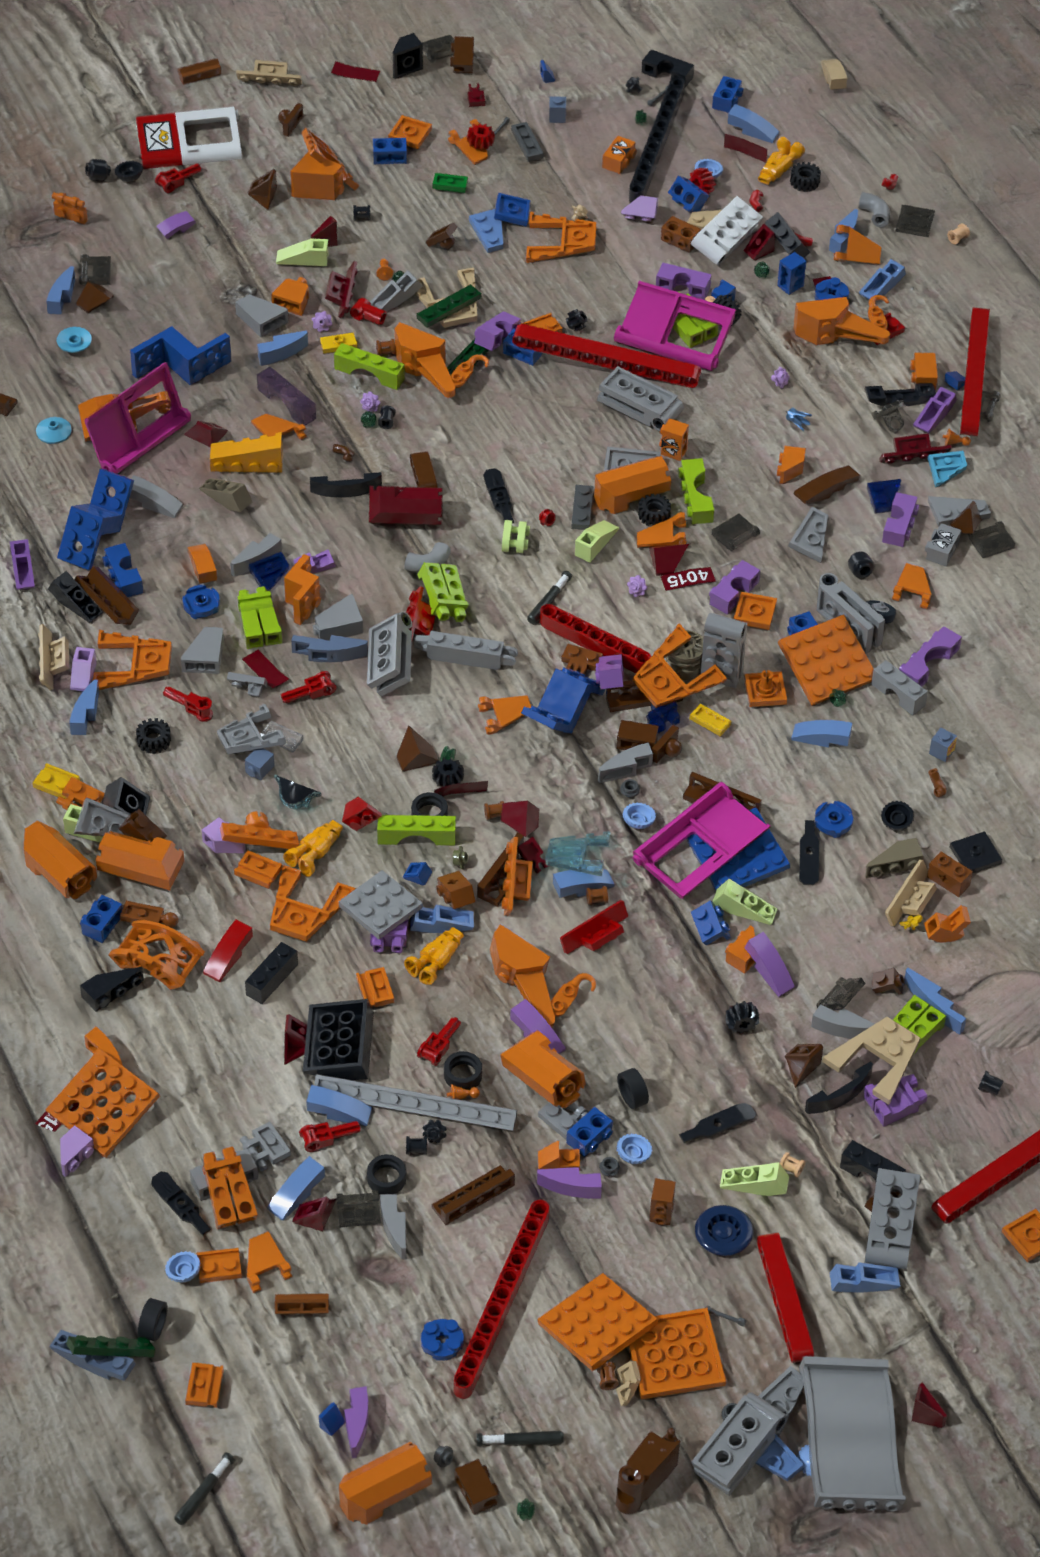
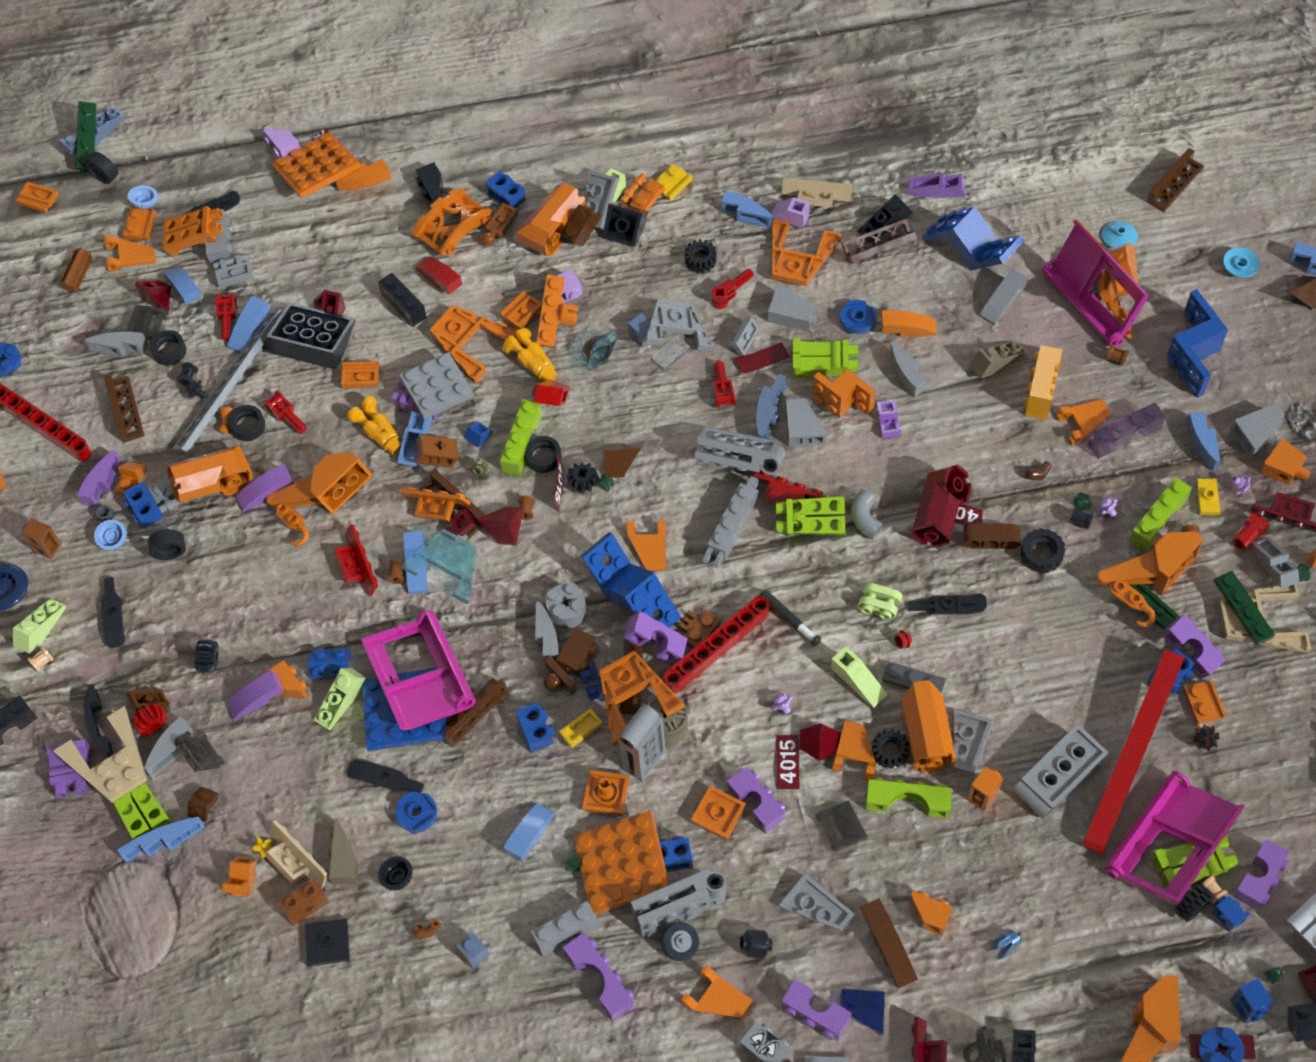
camera: 110 degrees right, 10 degrees up
(57, 860) = (572, 162): orange brick -> none
(118, 559) = (924, 256): blue arch -> none
(201, 412) = (1117, 354): none -> dark orange bush
(206, 433) = (1087, 357): dark red slope -> none
(269, 570) = (883, 377): clear blue wing -> none
(345, 488) = (986, 480): black slope -> none
(428, 428) = (1042, 536): none -> black tyre
(591, 752) = (574, 600): none -> light grey brick
(630, 784) = (517, 627): dark grey plate -> none
(639, 815) = (477, 629): light blue hat -> none
(722, 751) = (533, 727): none -> blue brick
(781, 377) = (1076, 942): lavender plant -> none
(826, 1037) = (149, 719): none -> red gear
(990, 1083) = (49, 862): black bush -> none

